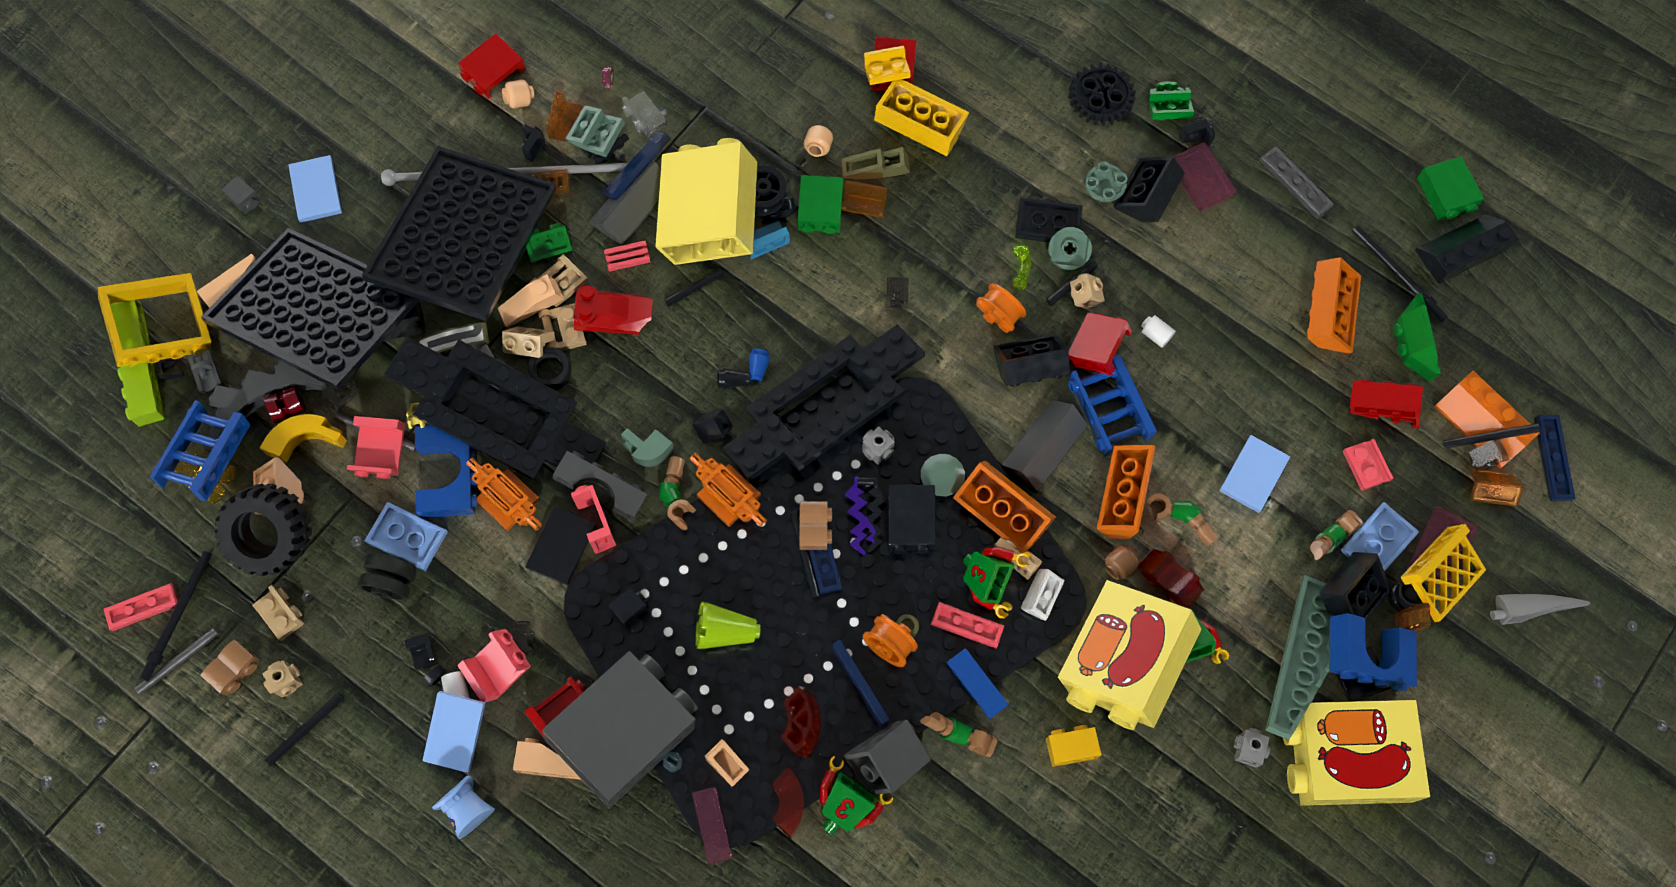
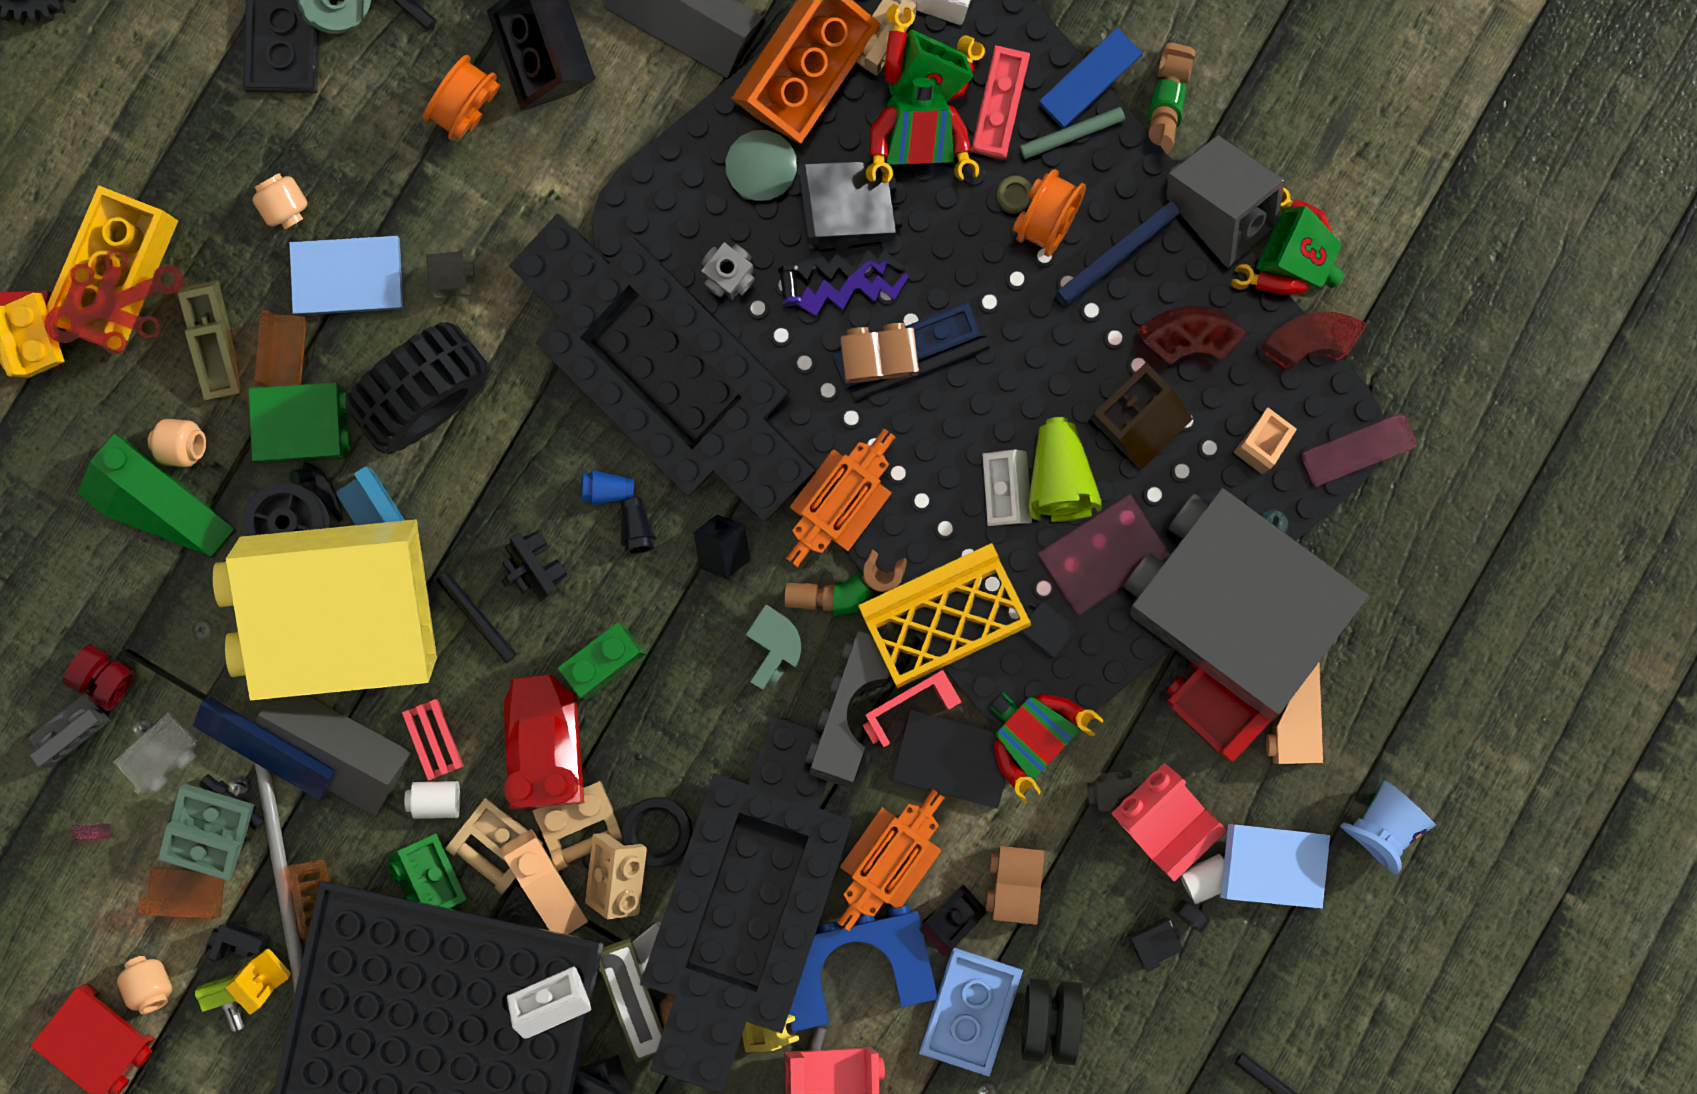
camera: 95 degrees left, 15 degrees up
(456, 284) = (548, 1003): none -> white slope
(461, 529) = (952, 920): none -> black slope
(476, 571) = (1016, 884): none -> medium nougat brick
(505, 132) = (215, 995): none -> lime piece
(507, 148) = (257, 980): none -> yellow bracket
(562, 589) = (1034, 735): none -> torso
(591, 251) = (433, 800): none -> white brick
(653, 345) = (602, 661): none -> green brick
(664, 70) = (67, 731): none -> dark grey bracket
(665, 538) = (935, 586): none -> yellow fence
(672, 649) = (1102, 554): none -> clear pink tile
(691, 89) = (94, 674): none -> dark red wheel
(709, 324) = (525, 568): none -> black hips
(723, 595) = (1006, 487): none -> white slope
(753, 683) = (1142, 416): none -> dark brown slope
(789, 126) = (143, 495): none -> green wedge
(828, 259) = (417, 387): none -> black tyre
(899, 108) = (108, 305): none -> clear red plant
(904, 240) = (346, 275): none -> light blue tile
(943, 668) = (1072, 132): none -> sand green bar
(951, 208) = (279, 201): none -> light nougat head
(951, 565) = (918, 131): none -> torso
(1025, 265) = (348, 73): clear neon green arm -> none

